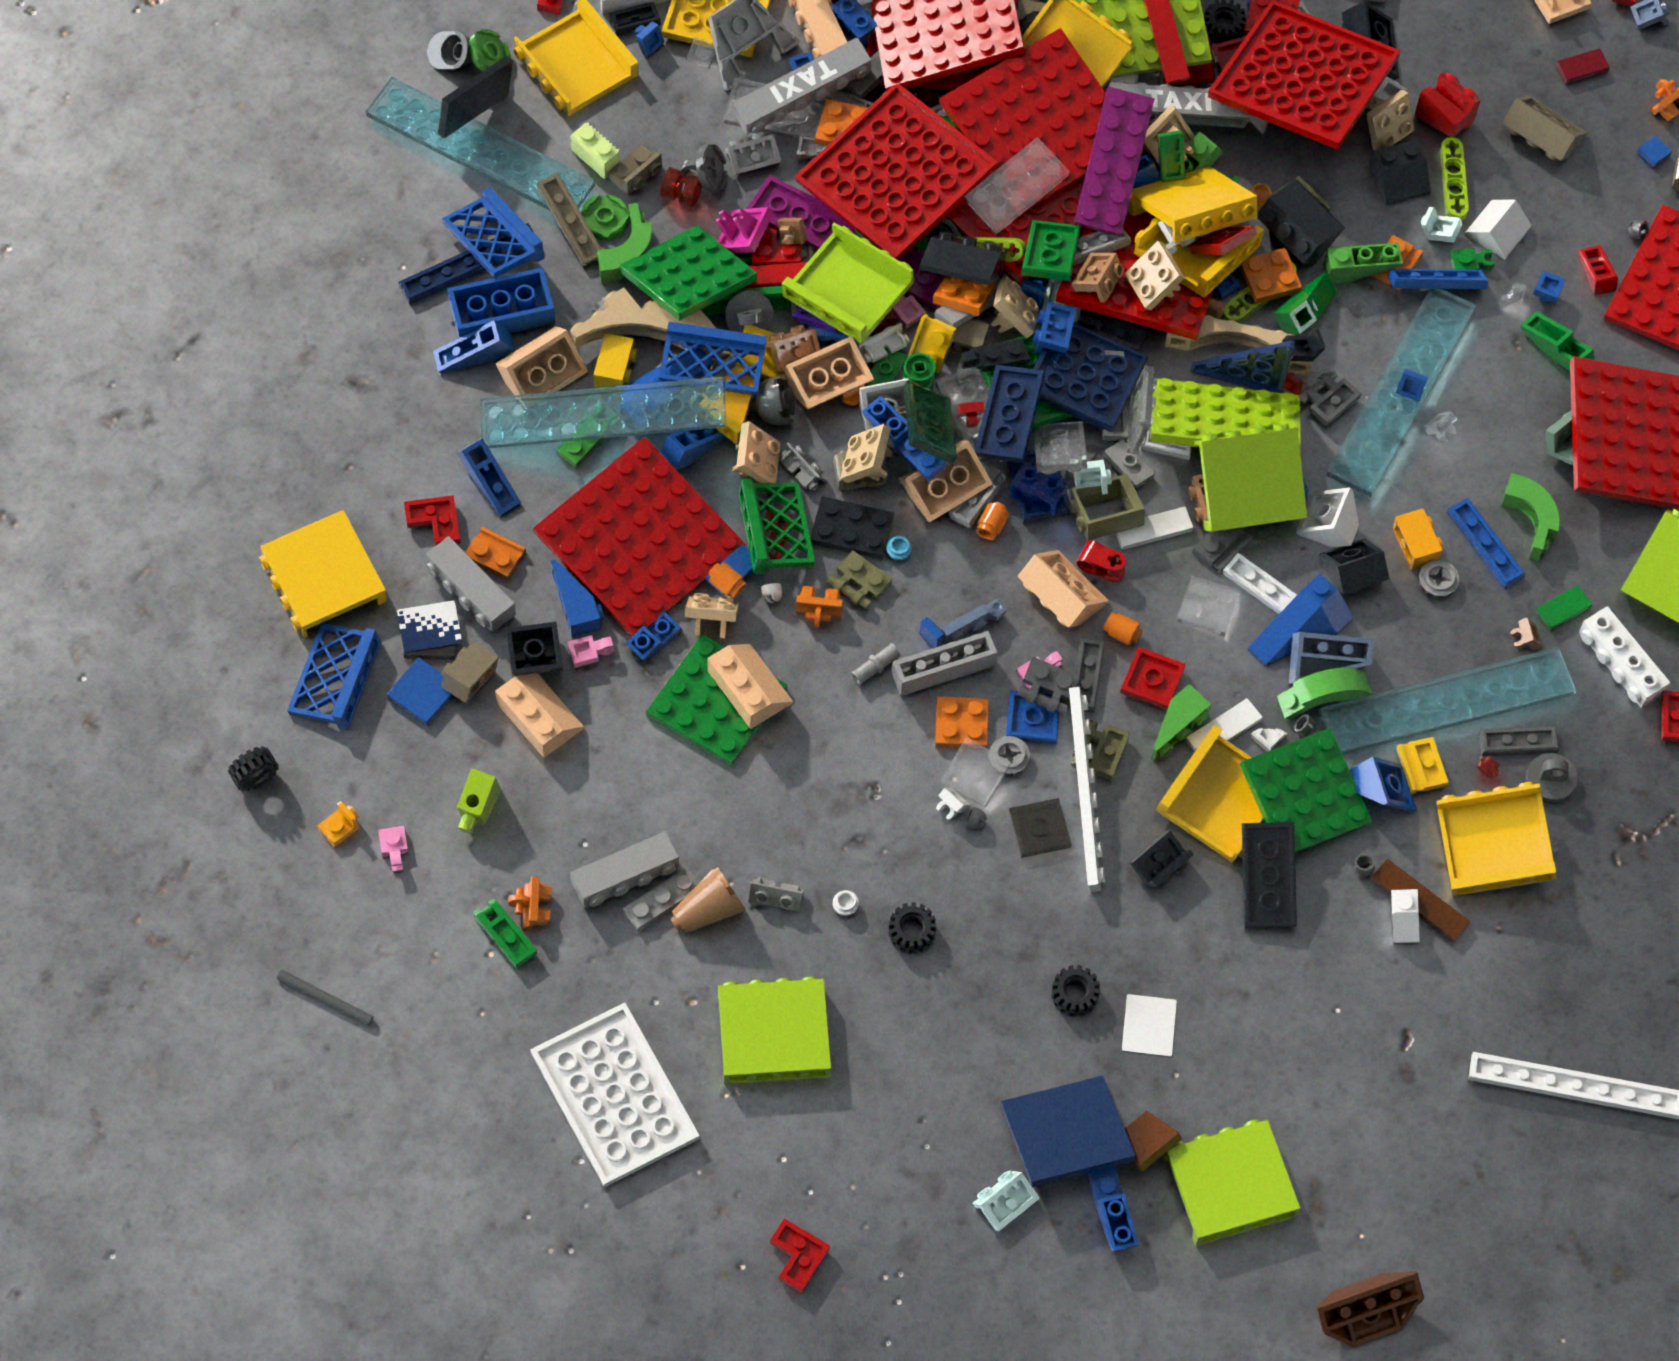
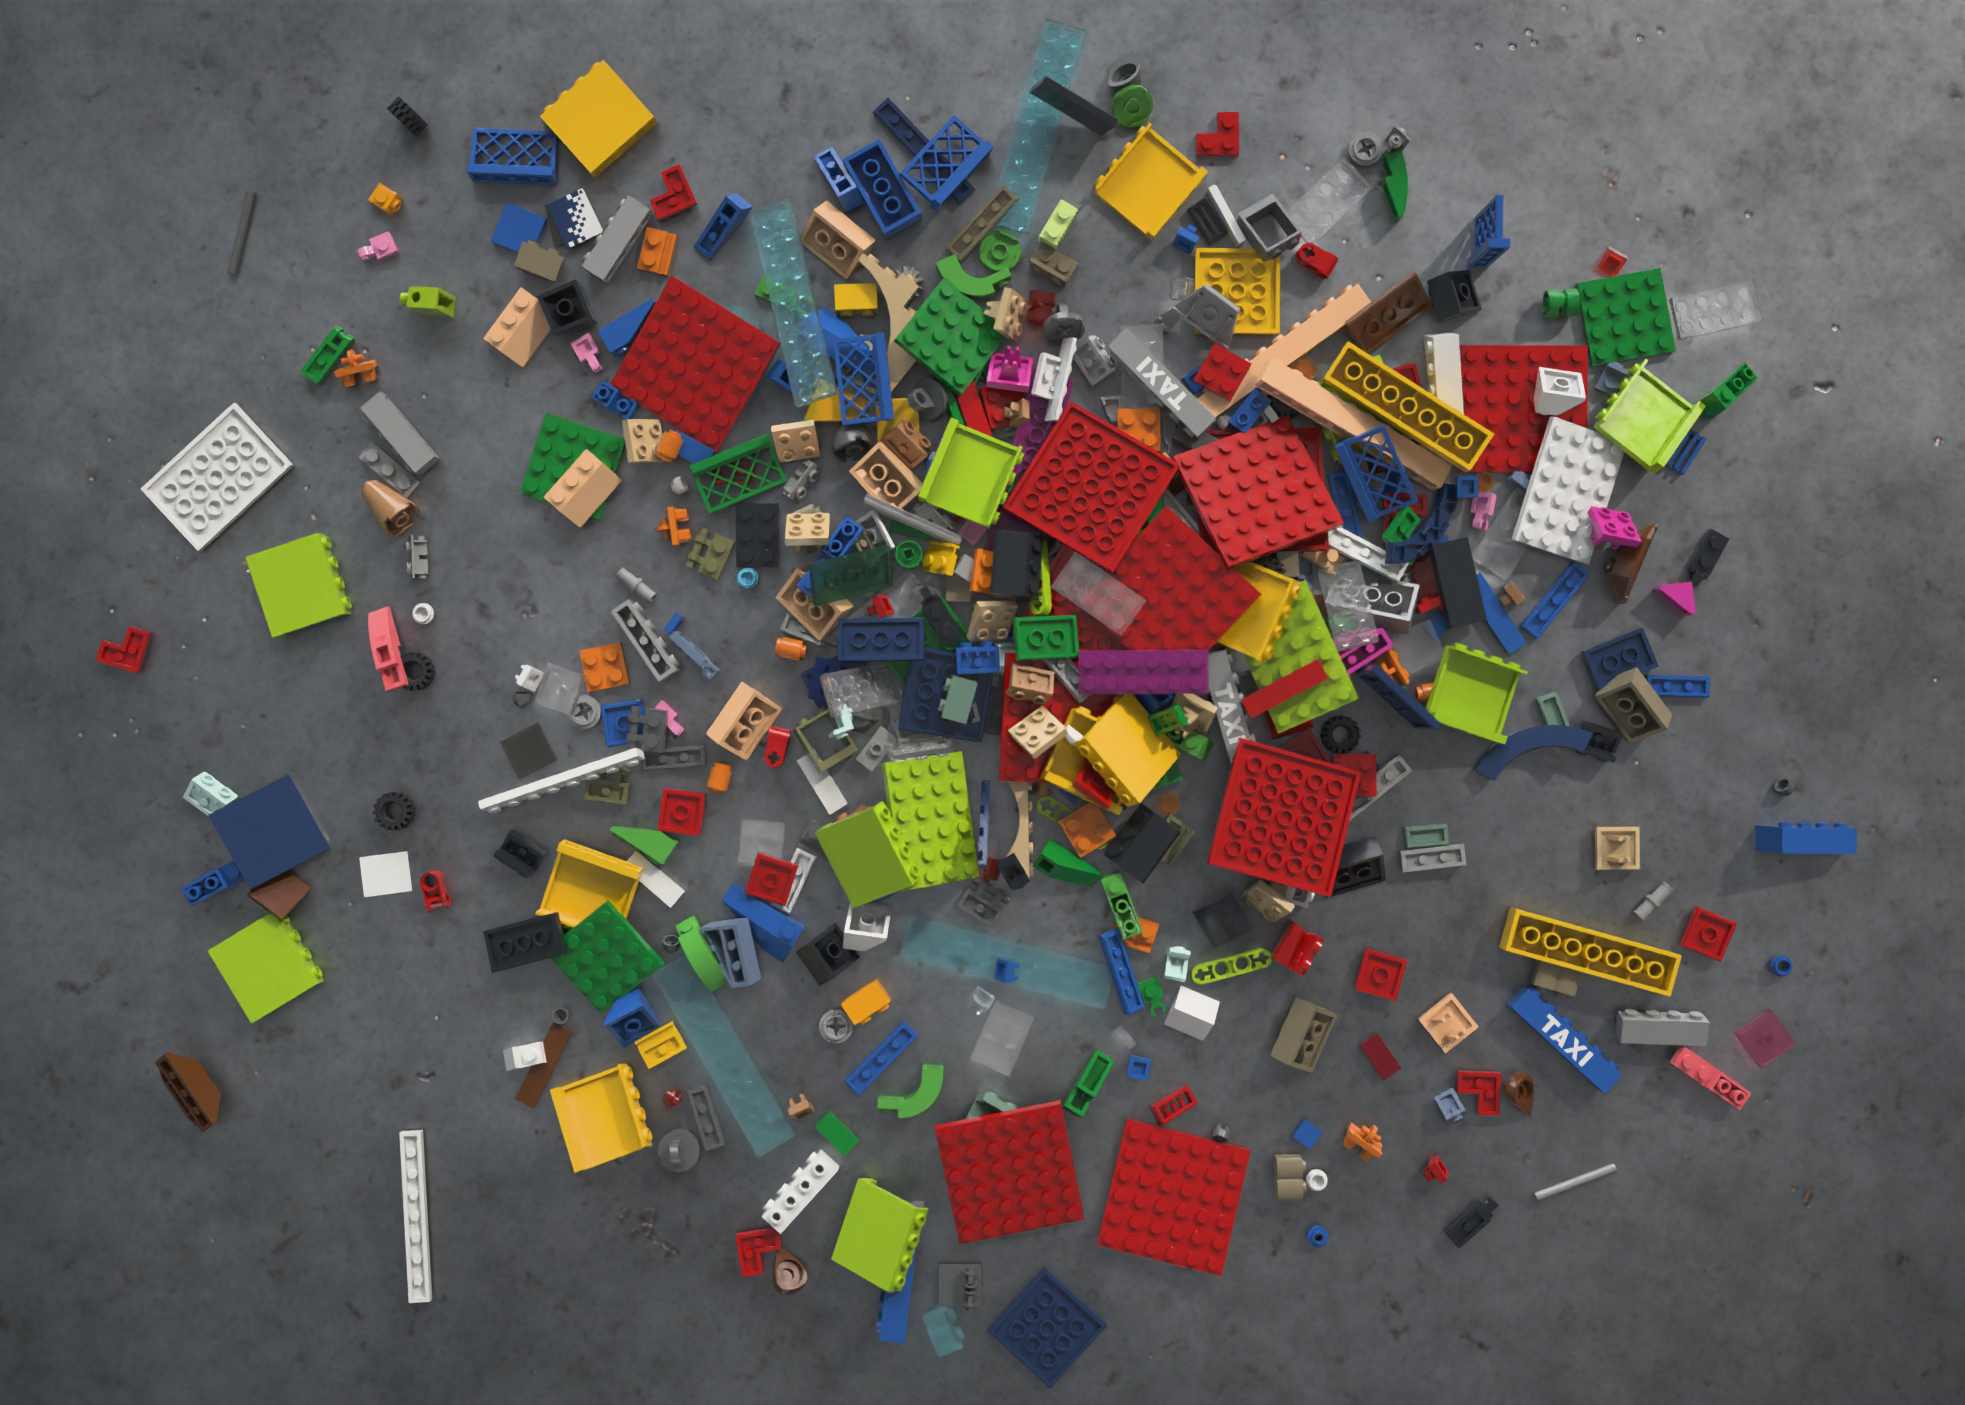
camera: 80 degrees right, 25 degrees up
(677, 217) = (1008, 314): none -> tan plate
(764, 186) = (1052, 378): none -> white bracket
(805, 31) = (1222, 372): none -> red plate
(878, 940) = (385, 649): none -> coral slope
(882, 356) = (911, 520): none -> light grey axle
(1095, 356) = (957, 699): none -> sand green brick
(1189, 967) = (434, 893): none -> red piece
(1254, 599) = (771, 878): none -> red plate
(1268, 738) = (656, 916): white tile -> none
(1488, 414) = (1002, 1038): none -> clear plate
(1493, 44) = (1380, 974): none -> red plate

